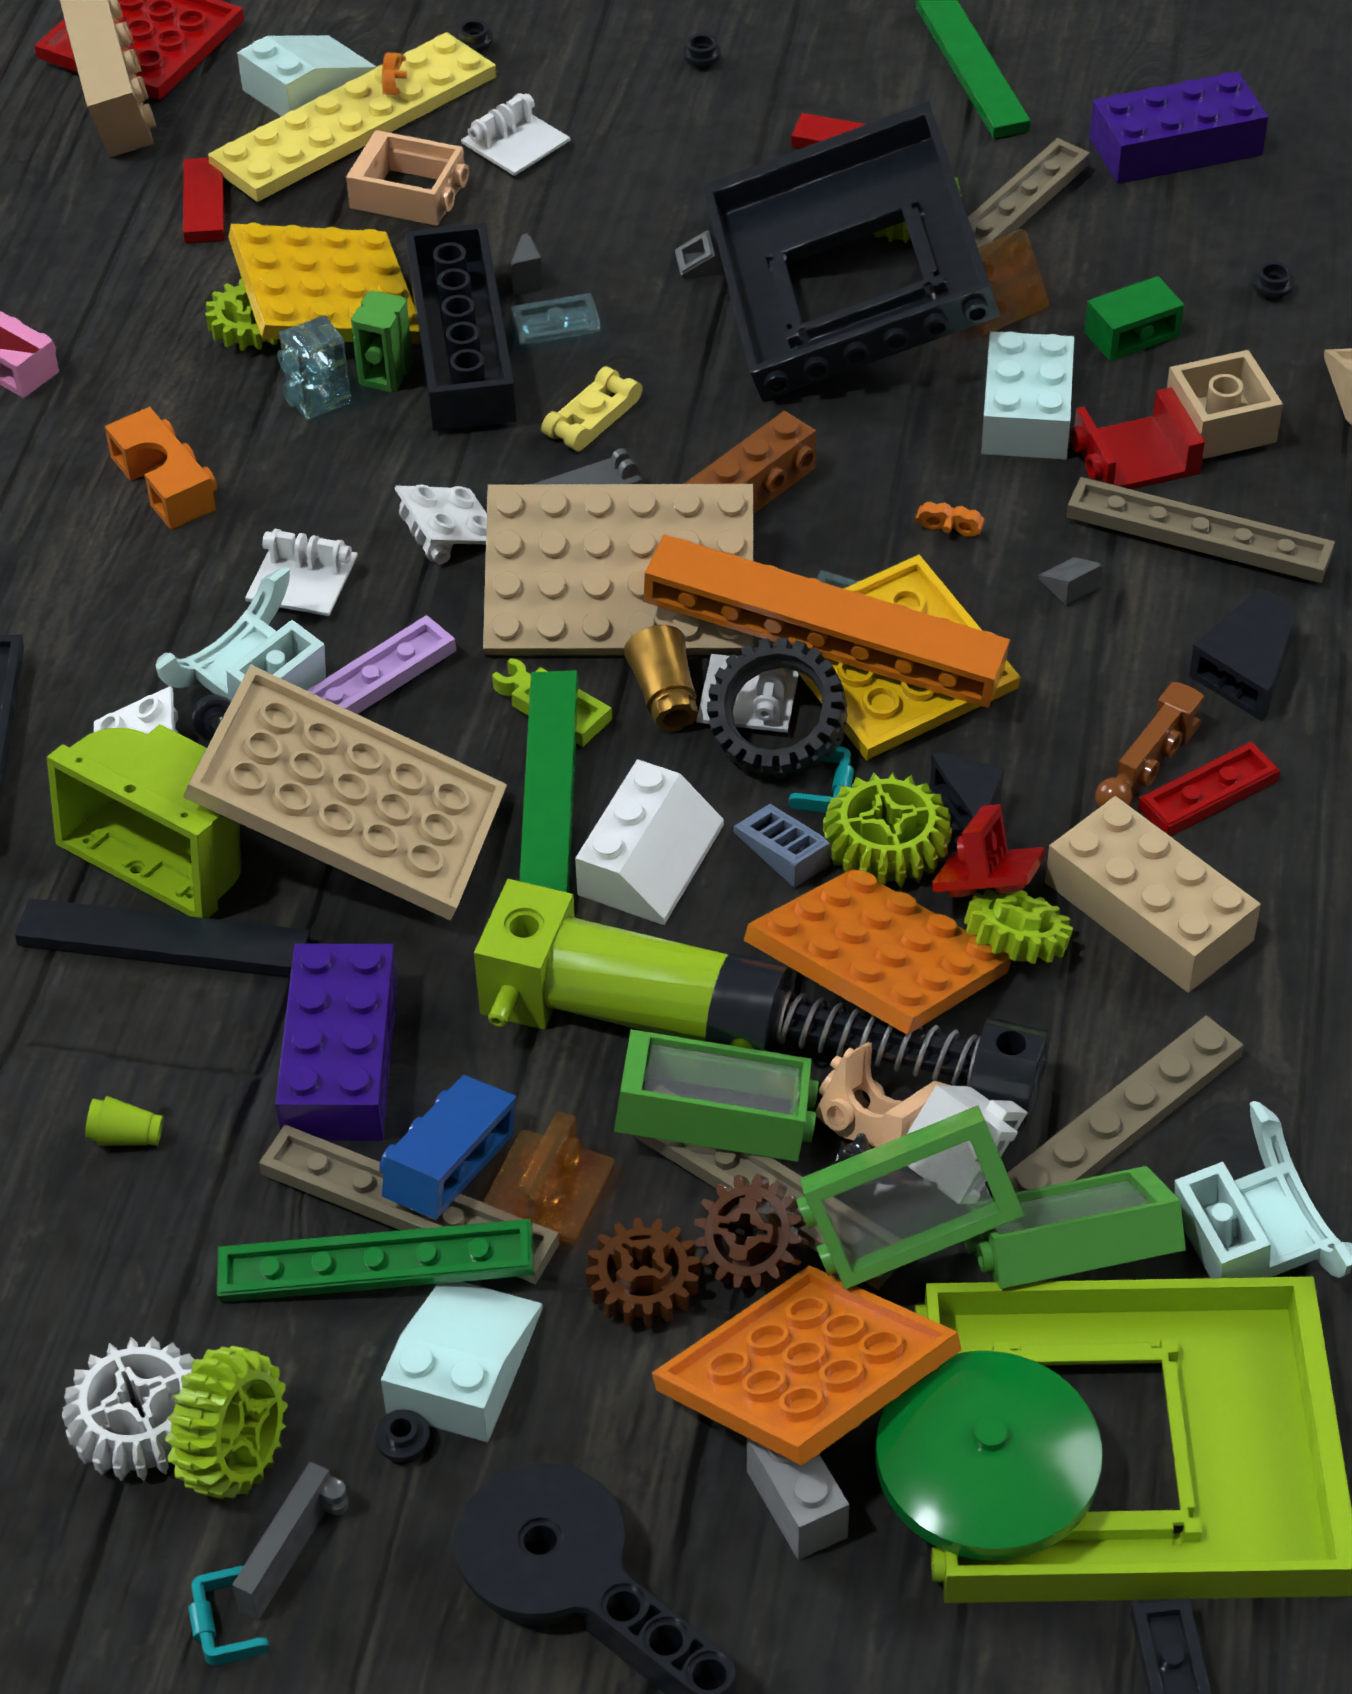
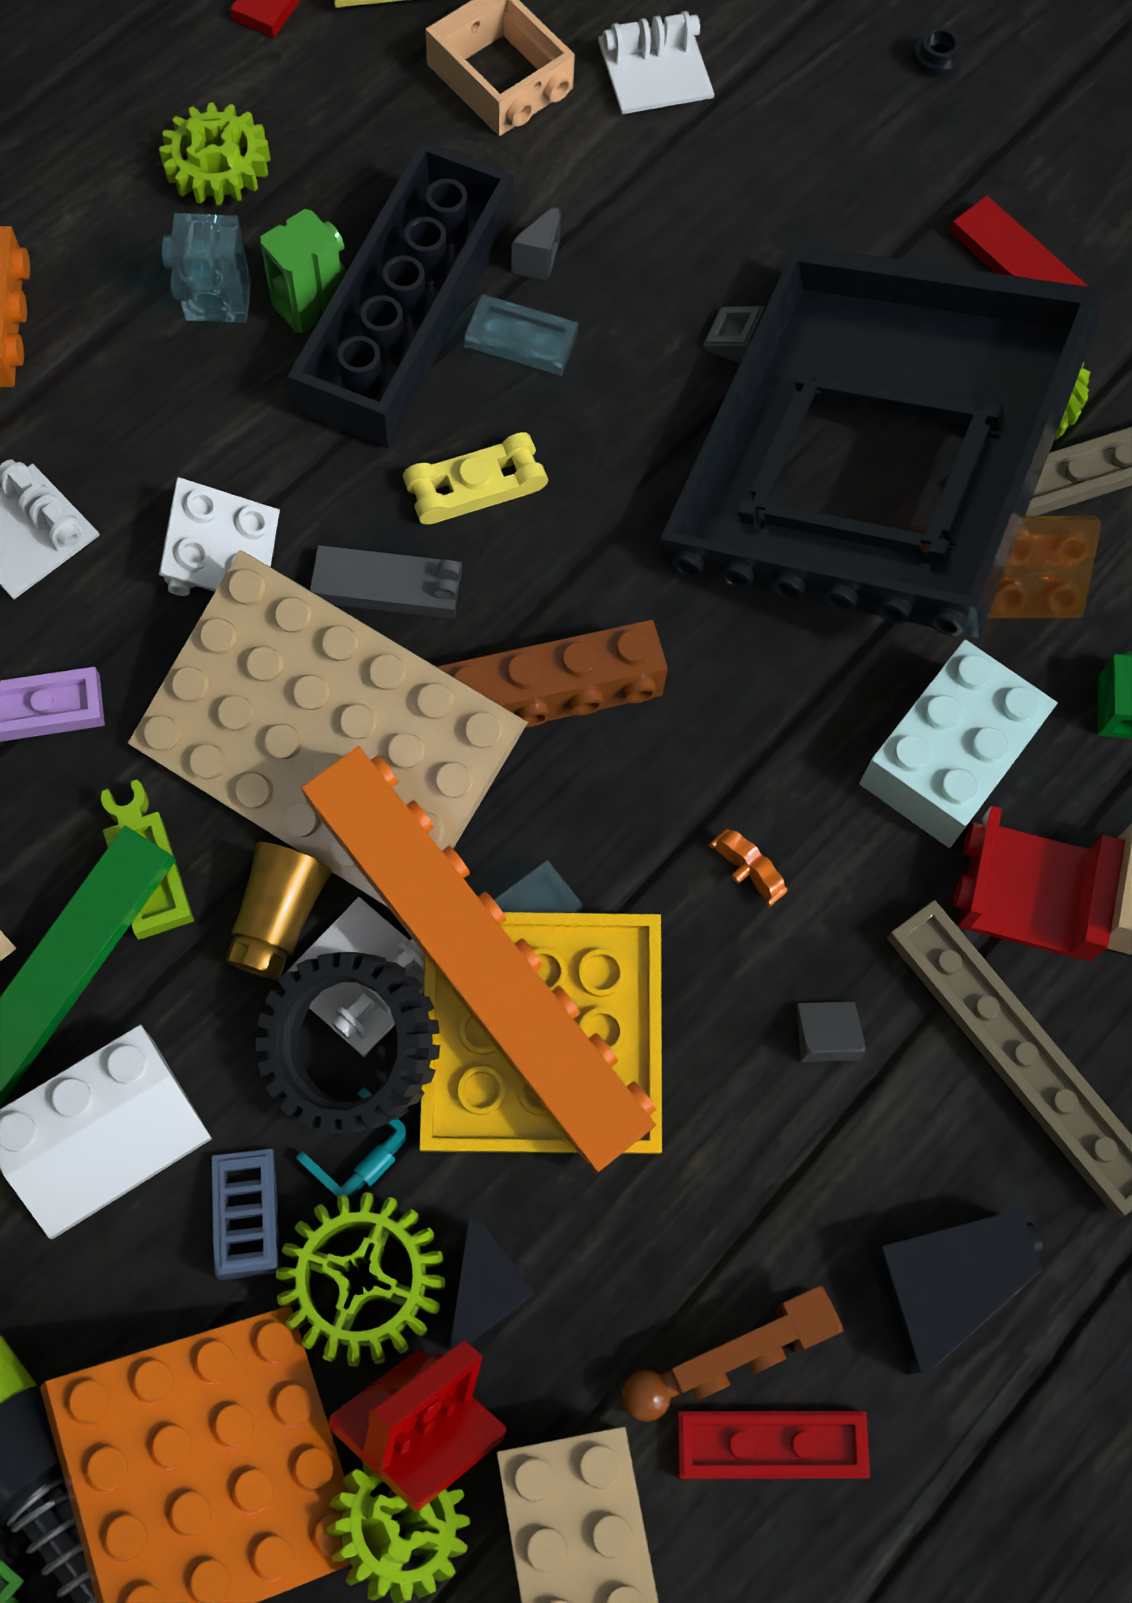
camera: 25 degrees right, 20 degrees up
(314, 272) = (298, 142): yellow plate -> none

